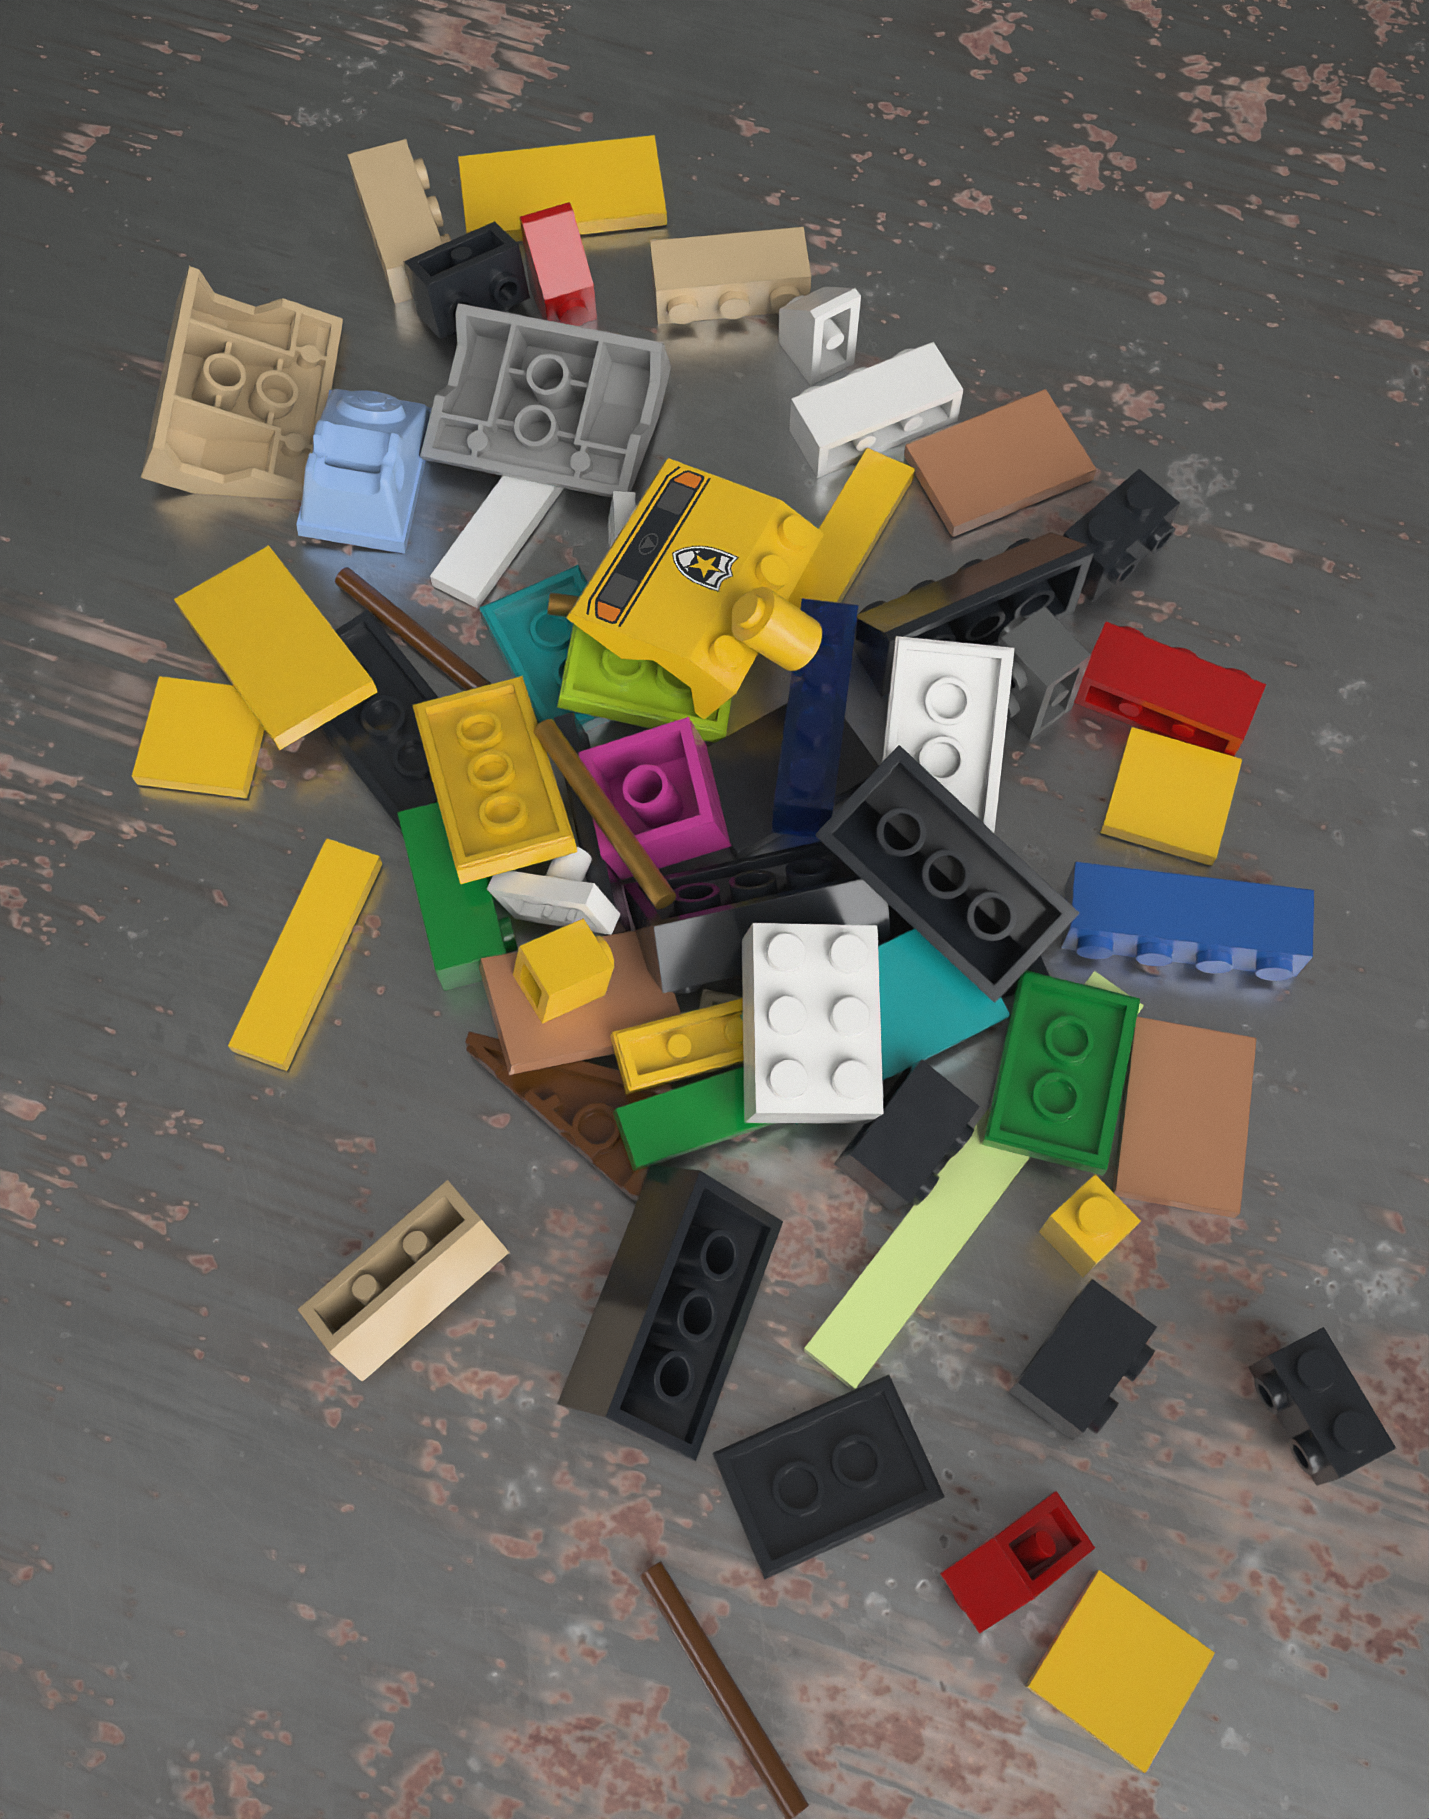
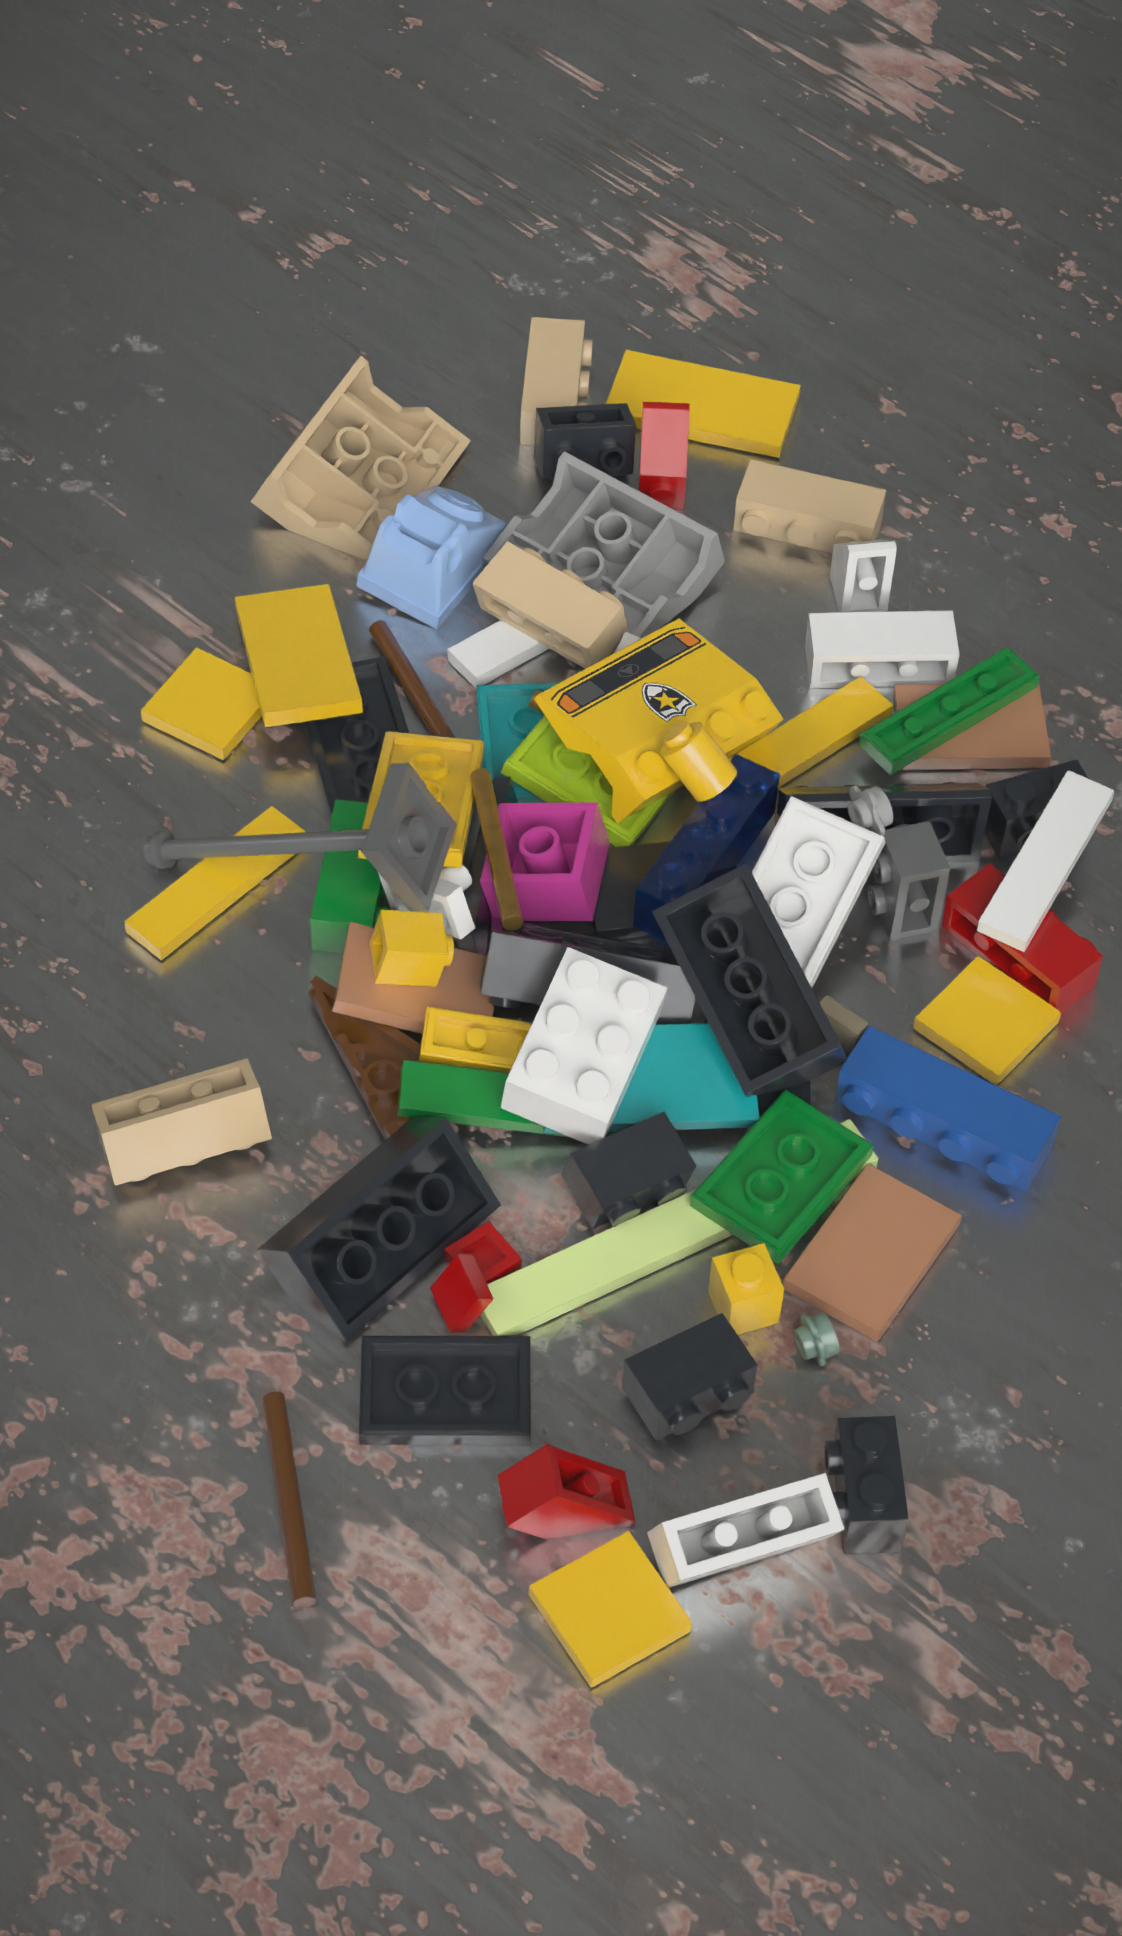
camera: 20 degrees right, 15 degrees down
(515, 863) = (403, 841): none -> dark grey tile
(523, 489) = (551, 605): none -> tan brick
(795, 1297) = (490, 1251): none -> red tile
(797, 1357) = (461, 1293): none -> red tile
(975, 456) = (948, 710): none -> green tile
(983, 619) = (870, 809): none -> light grey plate
(1049, 865) = (845, 1023): none -> dark tan tile
(1169, 601) = (1045, 861): none -> white tile
(1180, 1246) = (816, 1338): none -> sand green plate
(1228, 1528) = (745, 1530): none -> white brick

